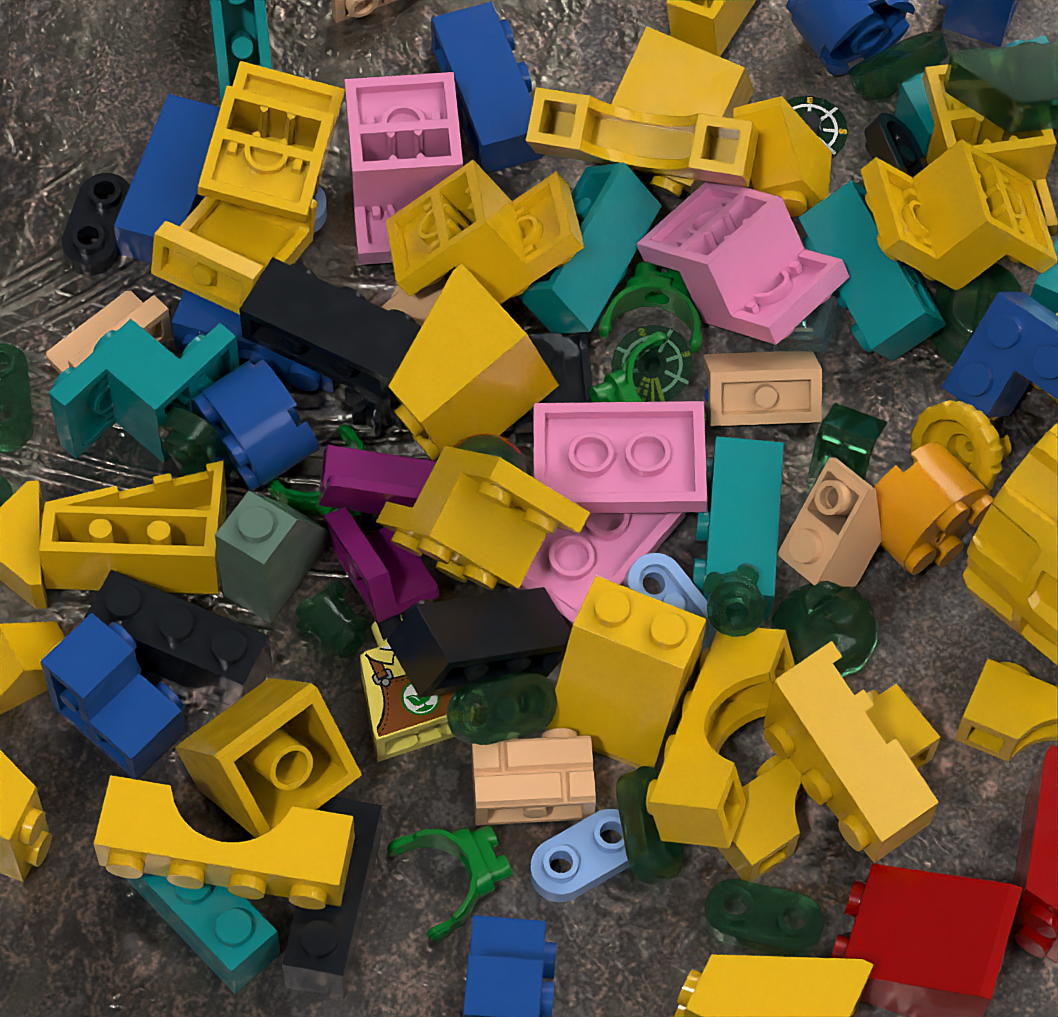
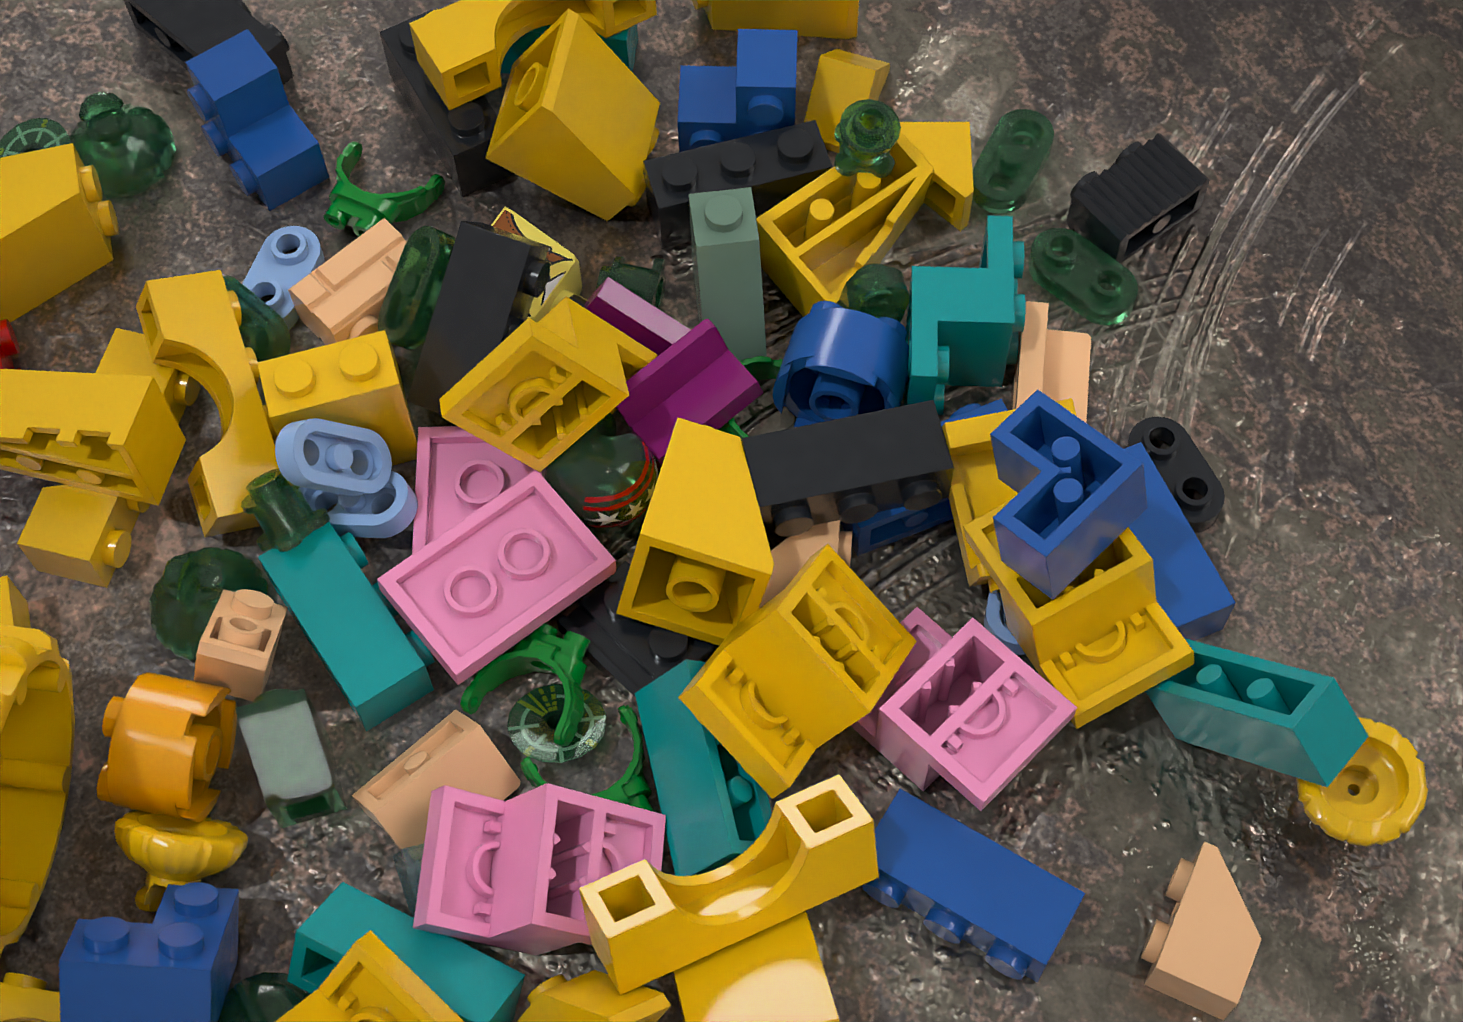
camera: 145 degrees right, 0 degrees up
(81, 536) = (865, 137): none -> clear green brick
(250, 127) = (1071, 491): none -> blue brick
(686, 587) = (320, 454): none -> light blue plate
(762, 923) = (90, 333): clear green plate -> none

